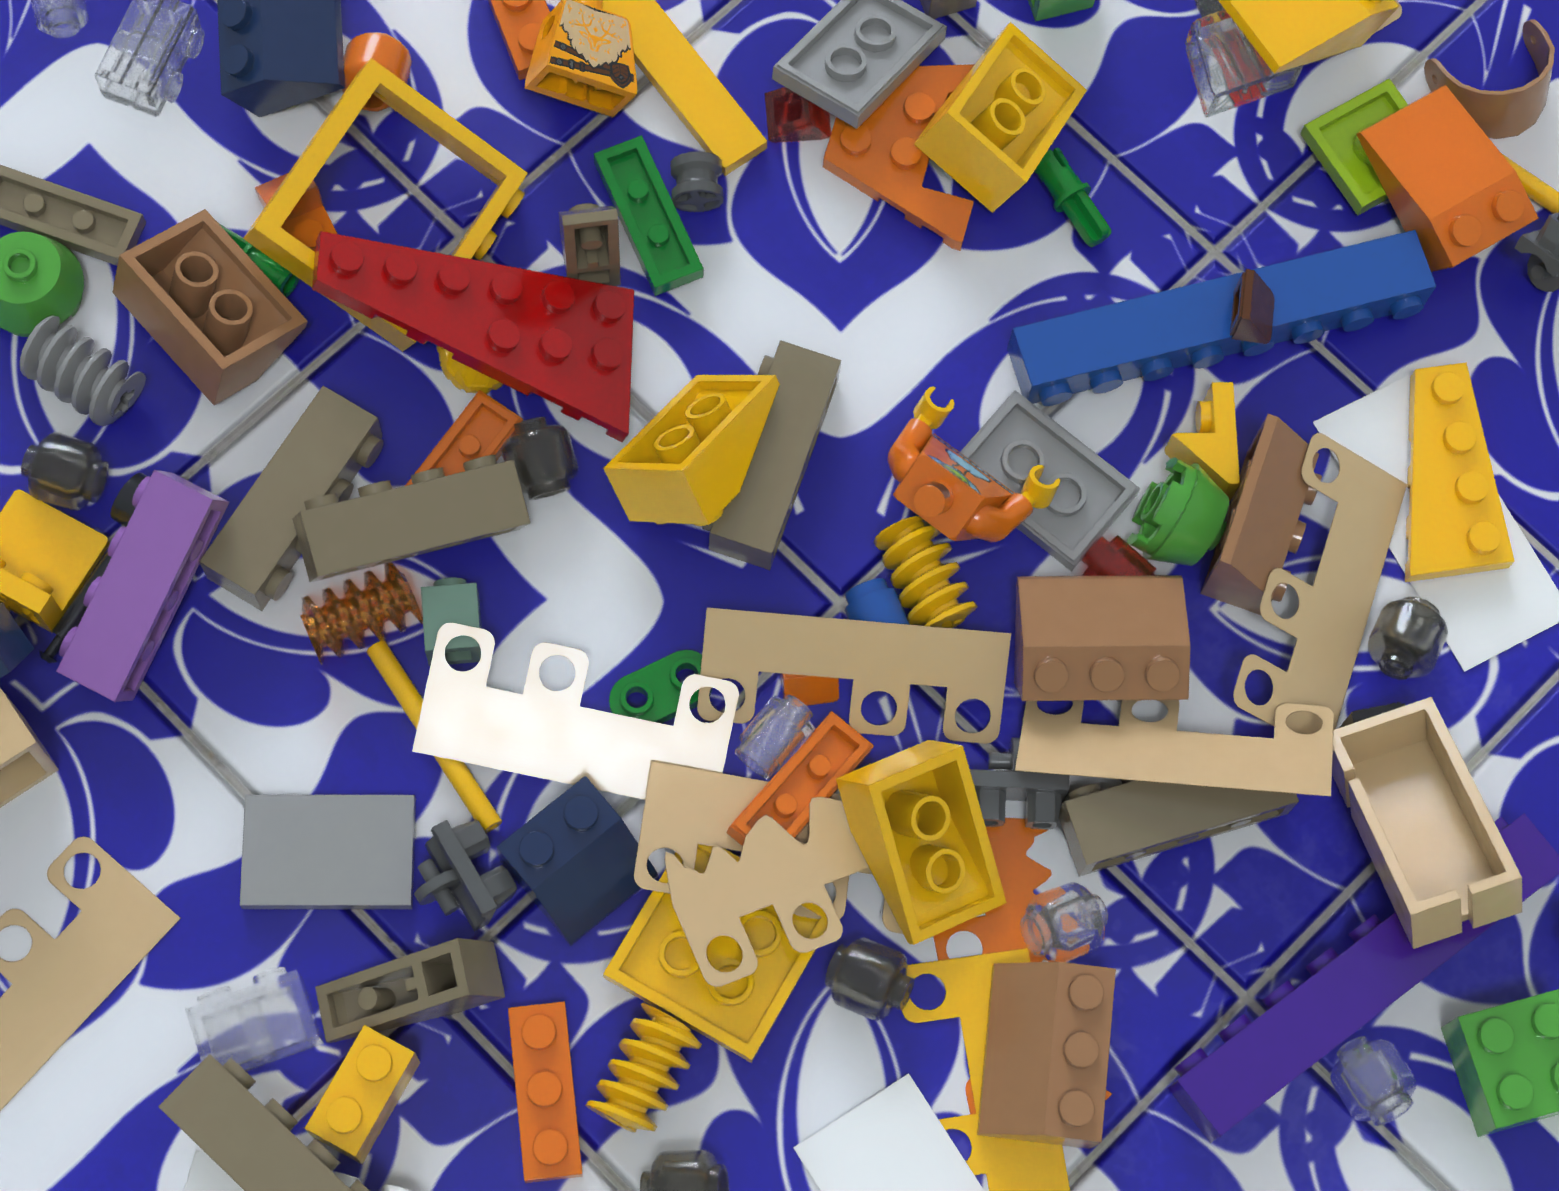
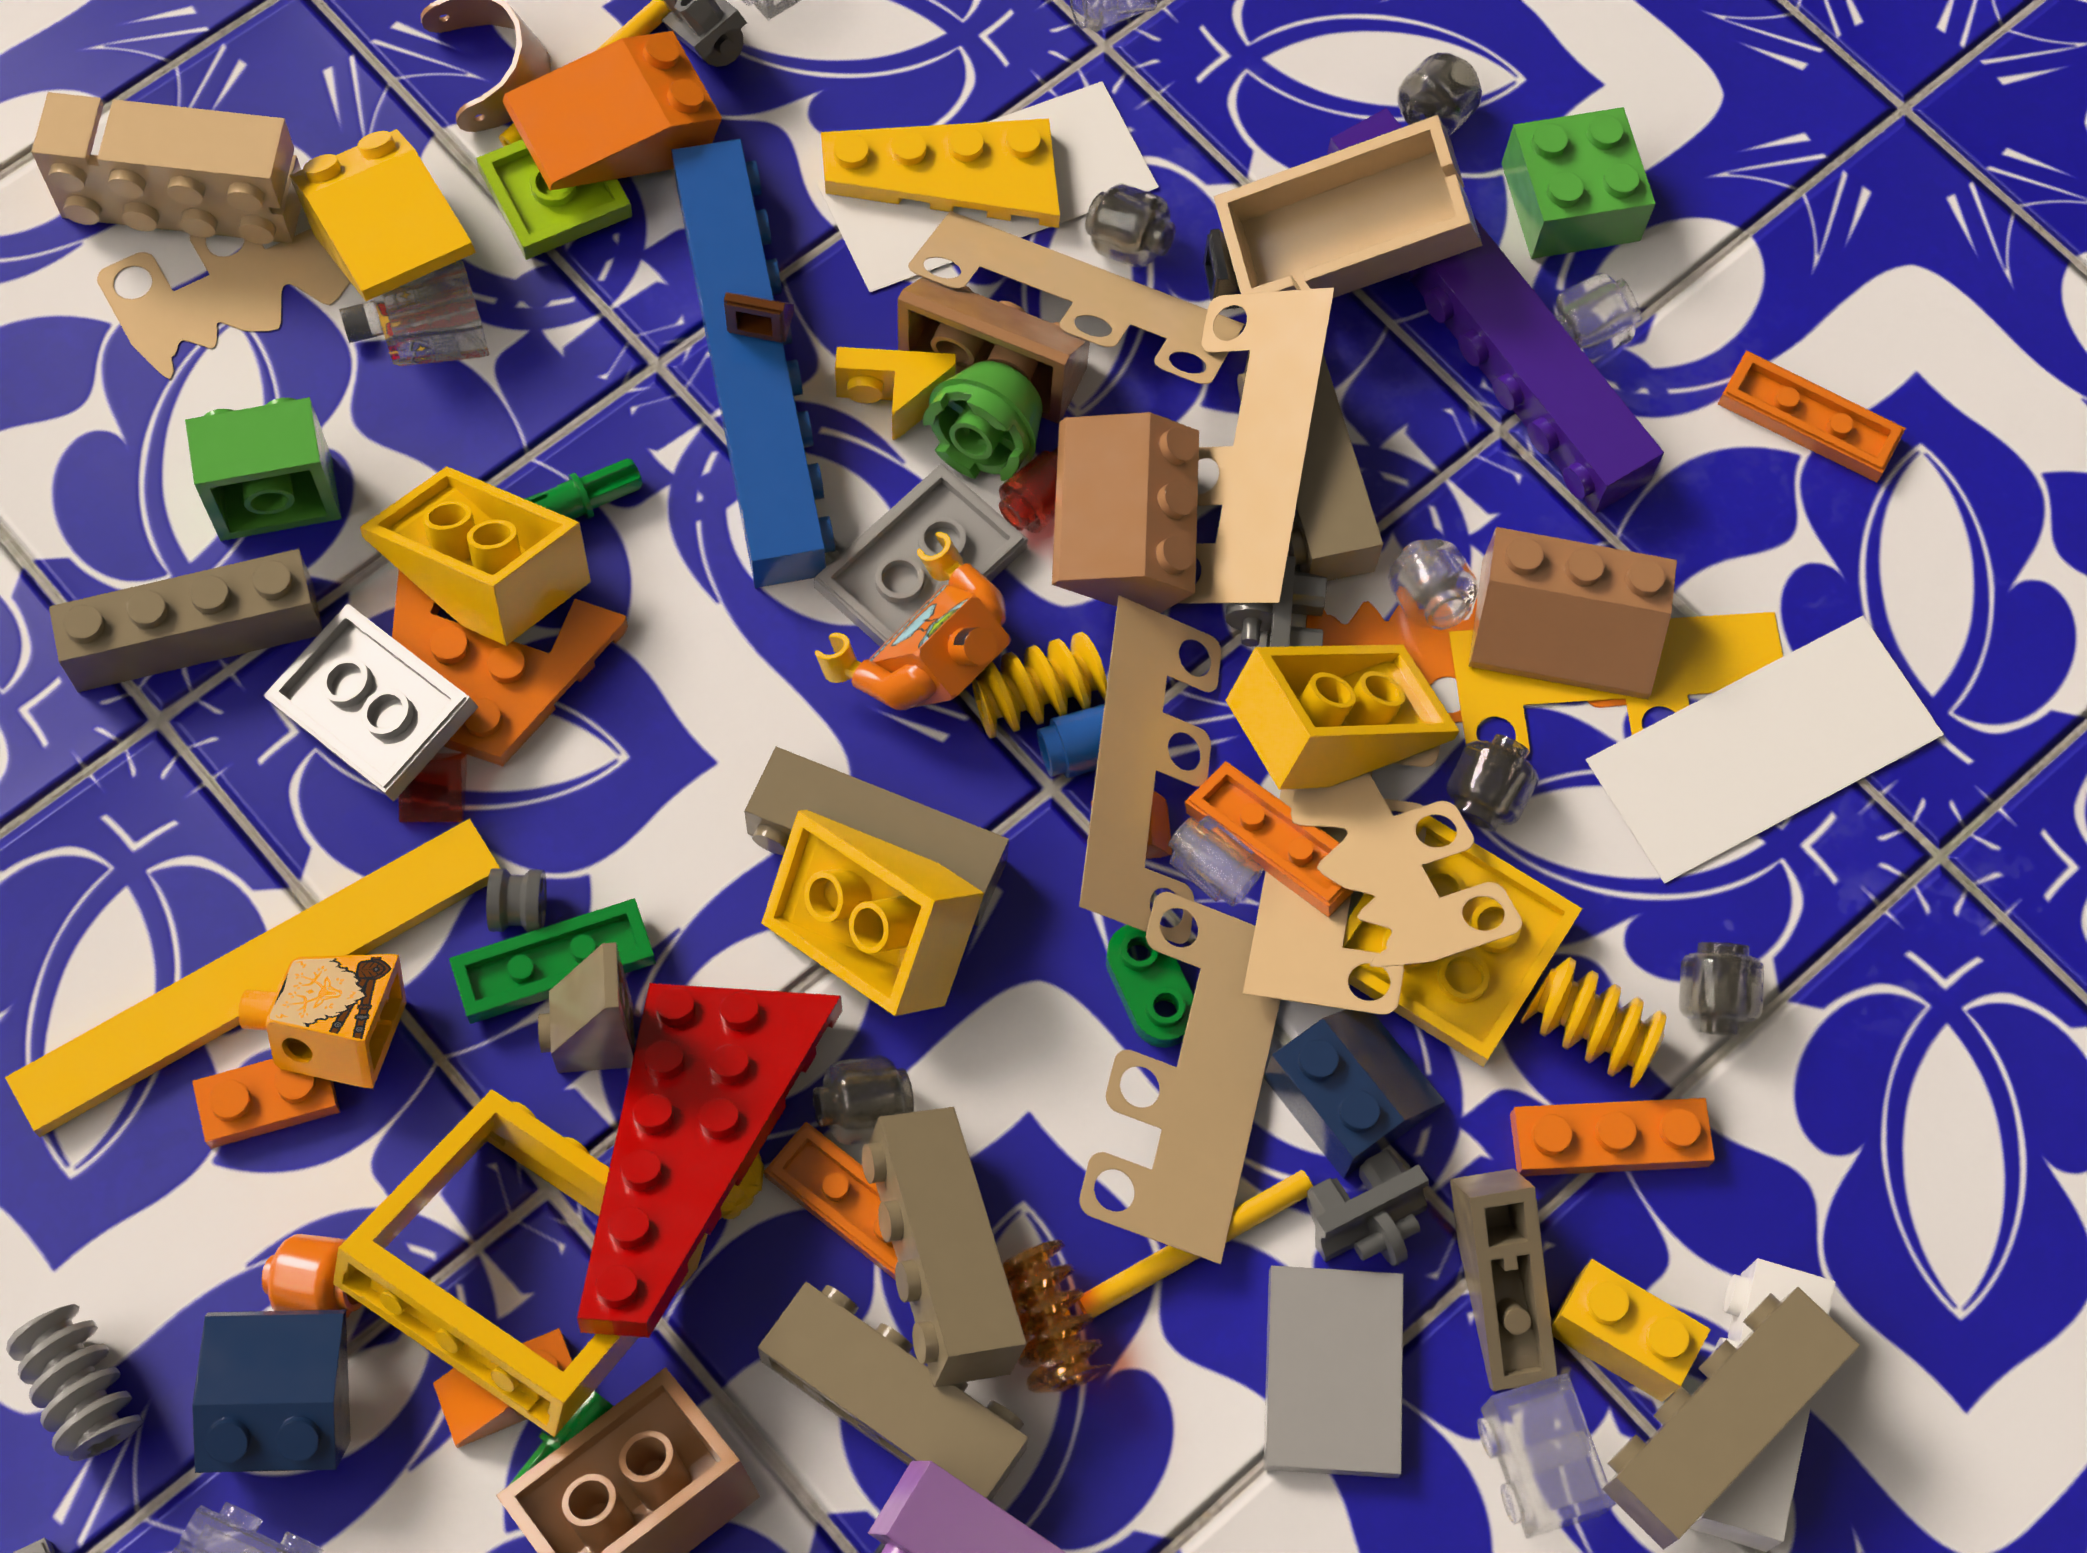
camera: 85 degrees left, 5 degrees down
(451, 602) = (1053, 1211): sand green brick -> none

